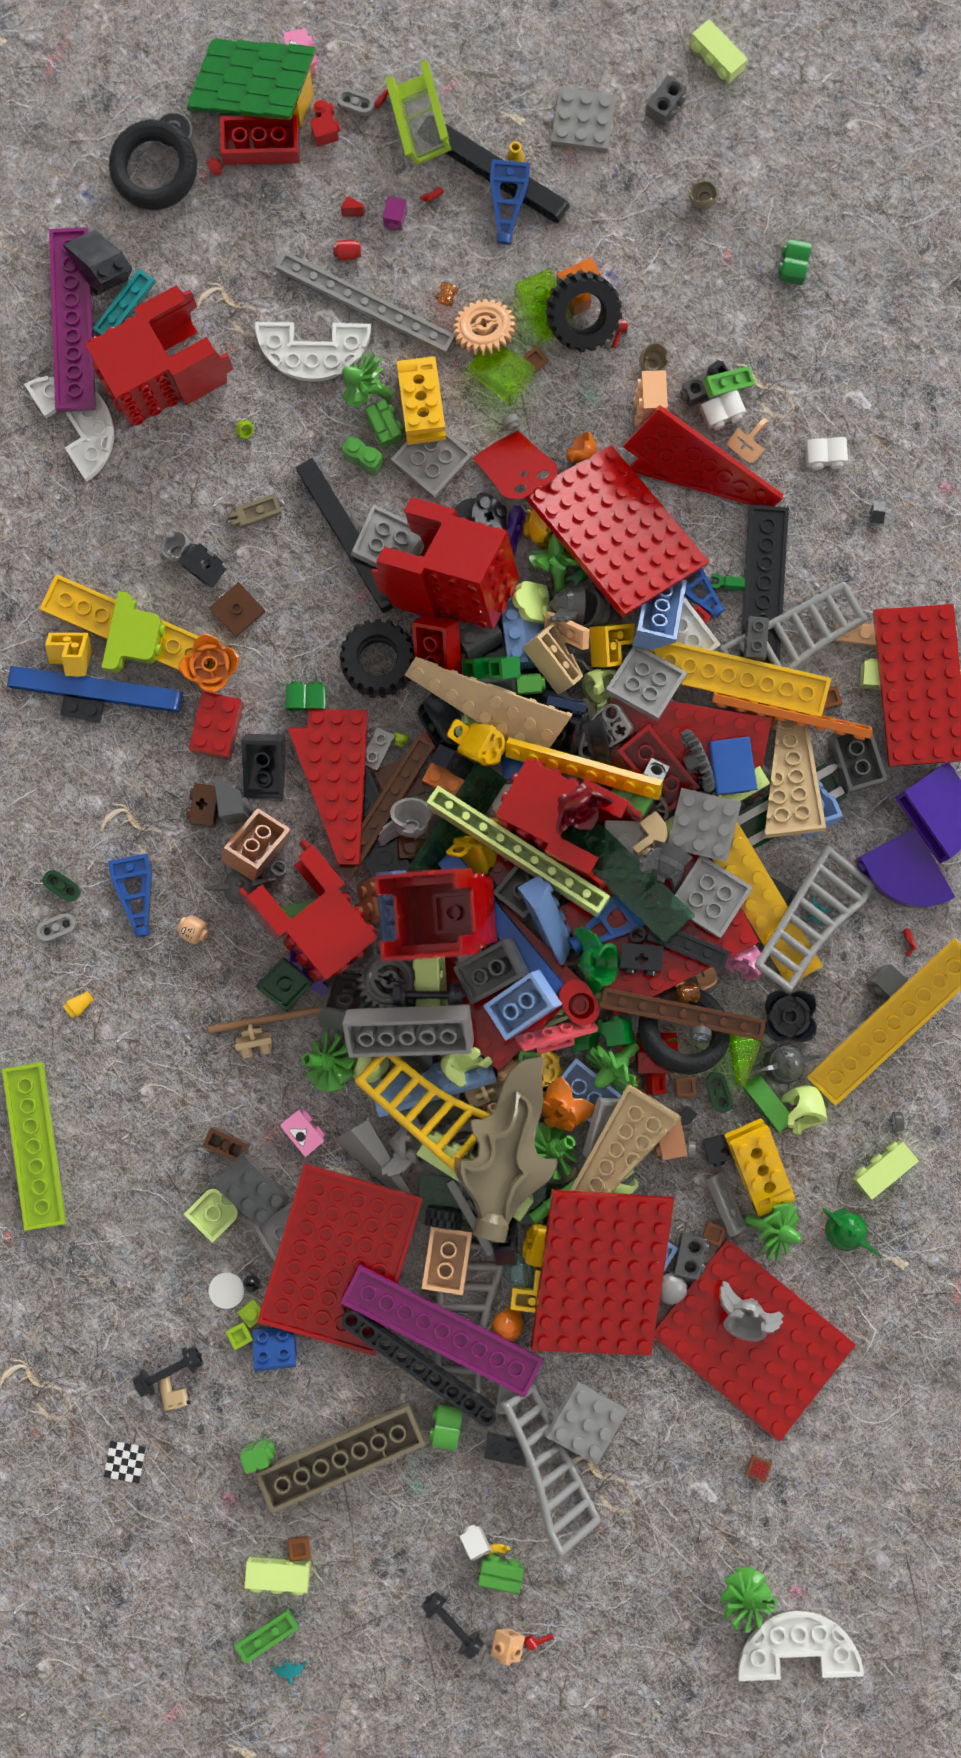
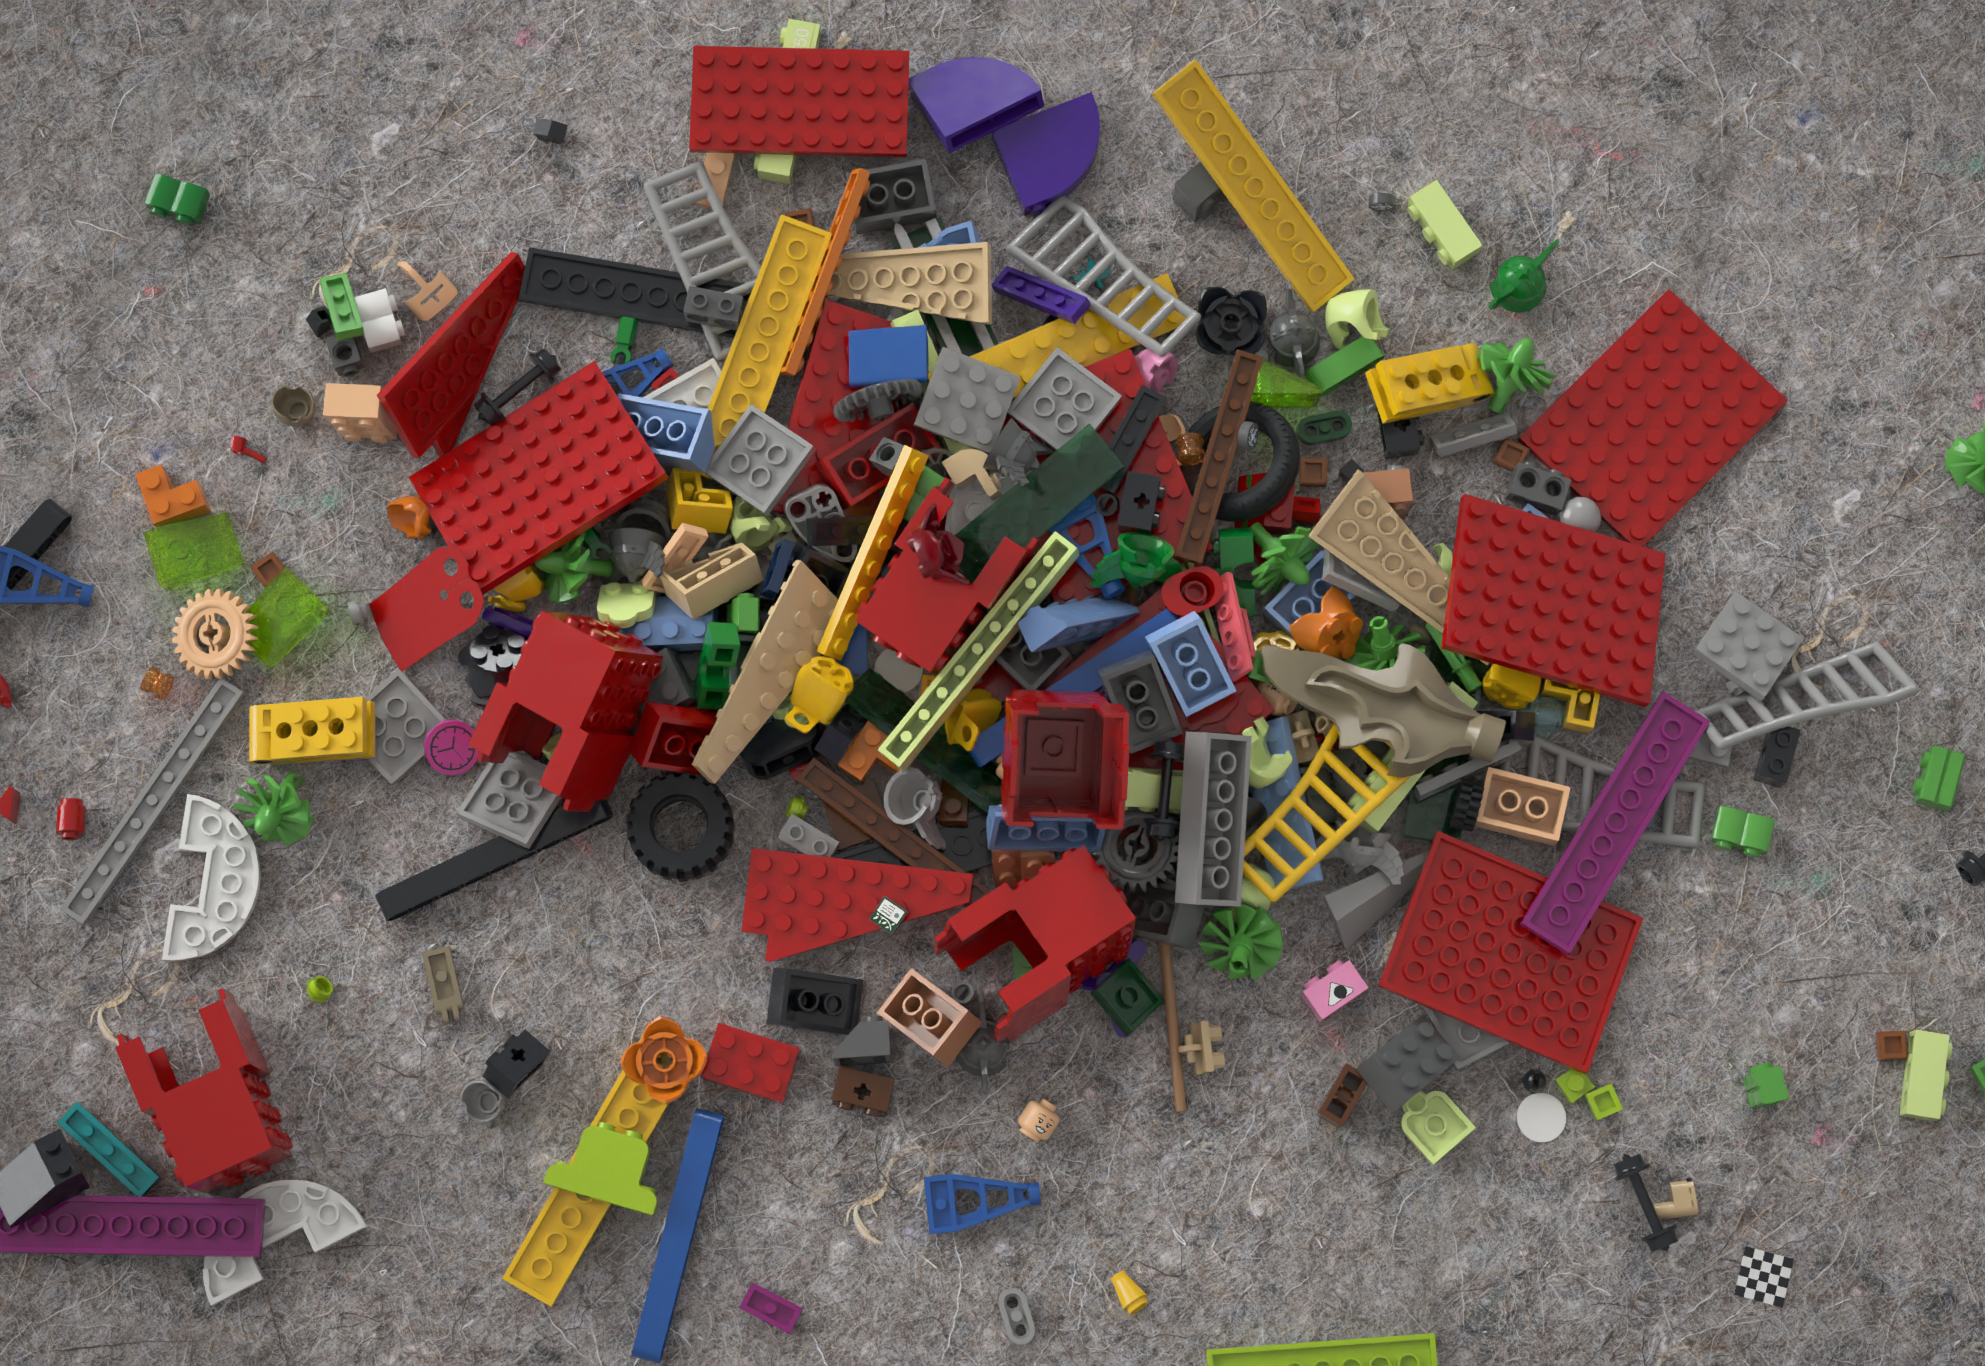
camera: 85 degrees left, 5 degrees down
(49, 758) = (771, 1308): none -> magenta plate
(62, 886) = (957, 1304): dark green plate -> none
(71, 650) = (617, 1264): yellow brick -> none
(82, 709) = (703, 1257): black plate -> none
(237, 609) = (583, 1022): reddish brown plate -> none
(273, 1349) = (1625, 1054): blue plate -> none
(305, 697) = (722, 935): green brick -> none
(323, 808) = (888, 915): none -> tile
(340, 1457) = (1774, 974): dark tan brick -> none
(361, 455) = (377, 828): bright green brick -> none
(384, 424) = (338, 789): bright green brick -> none
(394, 213) = (26, 745): magenta brick -> none
(422, 489) = (448, 747): none -> dark pink tile
(424, 1375) = (1672, 851): black beam -> none
(475, 1542) = (1895, 806): white brick -> none
(499, 1548) = (1905, 783): yellow piece -> none
(508, 1324) = (1612, 737): orange hair -> none
(604, 326) = (243, 473): black tyre -> none
(703, 195) = (61, 312): dark tan hair -> none
(703, 527) = (544, 364): none -> black piece
(746, 1316) = (1624, 420): light grey helmet -> none
(758, 1468) = (1820, 431): tile -> none
(794, 874) = (1041, 294): none -> dark purple plate
(826, 452) = (457, 188): white brick -> none
(910, 939) = (1140, 158): red piece -> none

